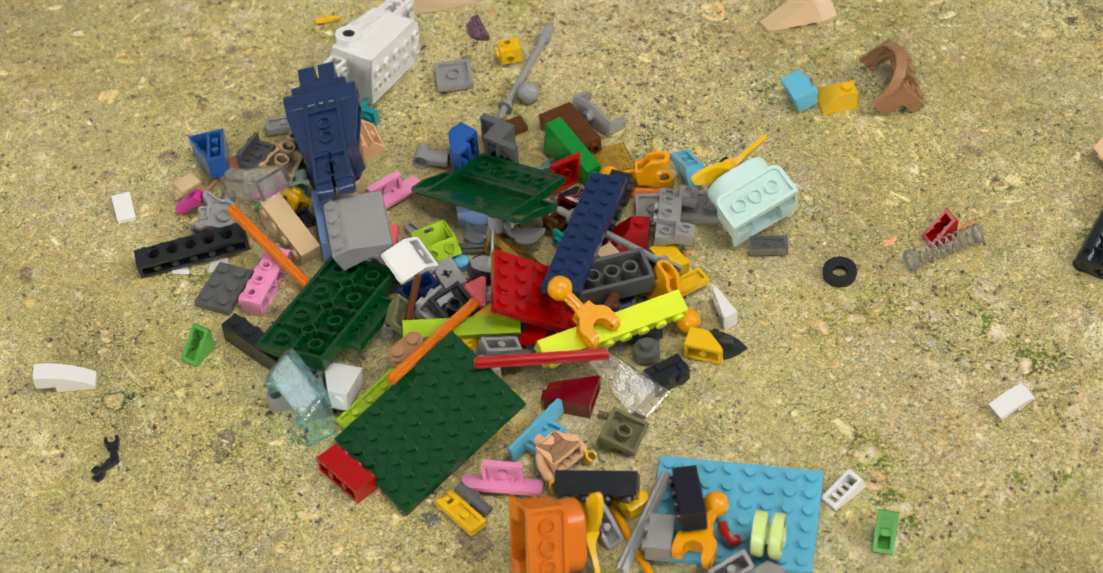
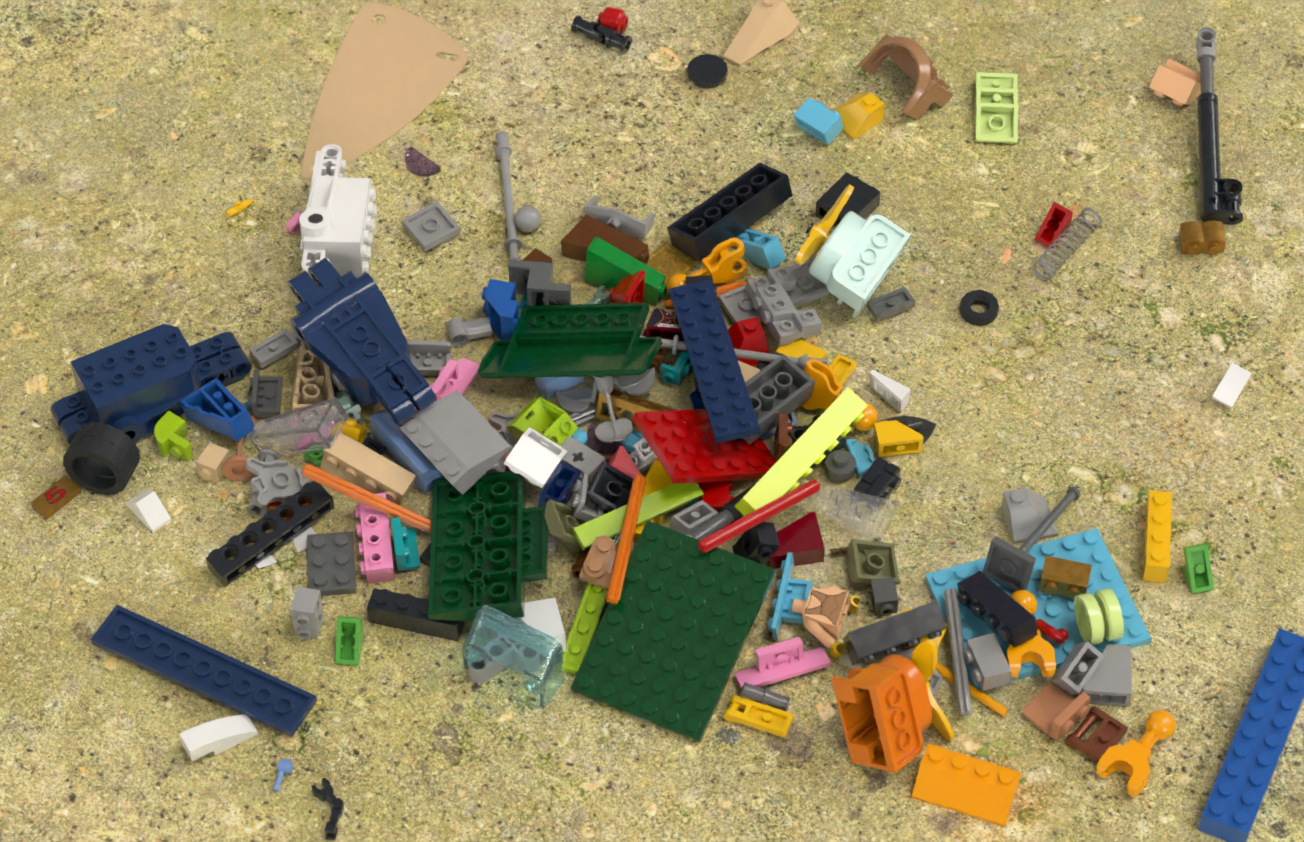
camera: 30 degrees left, 5 degrees up
(68, 175) = (56, 497): none -> pearl gold tile
(86, 330) = (204, 670): none -> dark blue plate
(95, 416) = (284, 766): none -> medium blue hand
(107, 156) = (101, 458): none -> black tyre
(162, 113) = (145, 378): none -> dark blue piece
(170, 159) = (170, 437): none -> lime brick
(178, 314) = (307, 613): none -> light grey brick
(189, 202) = (230, 478): dark pink bar -> none
(280, 292) = (405, 546): none -> teal bracket
(346, 473) = (610, 721): red brick -> none
(387, 163) = (429, 355): none -> light grey bracket
(413, 297) = (565, 497): reddish brown piece -> none
(508, 51) = (477, 178): yellow brick -> none
(536, 384) = (758, 543): none -> black brick
(585, 314) = (780, 450): light orange piece -> none
(615, 457) = (884, 596): none -> dark grey brick
(669, 347) = (863, 456): none -> medium azure tile
(684, 133) = (730, 211): none -> black brick
(724, 470) = (1014, 565): none -> dark grey tile
(739, 28) = (707, 70): none -> black tile
(765, 495) = (1064, 577): none -> pearl gold brick
(773, 441) = (1024, 513): none -> light grey slope
(788, 154) = (862, 200): none -> black brick
(847, 477) = (1132, 524): white slope -> none
(868, 495) = (1157, 536): none -> yellow brick
(954, 125) = (996, 108): none -> yellowish green slope
(1063, 278) = (1202, 237): none -> pearl gold brick

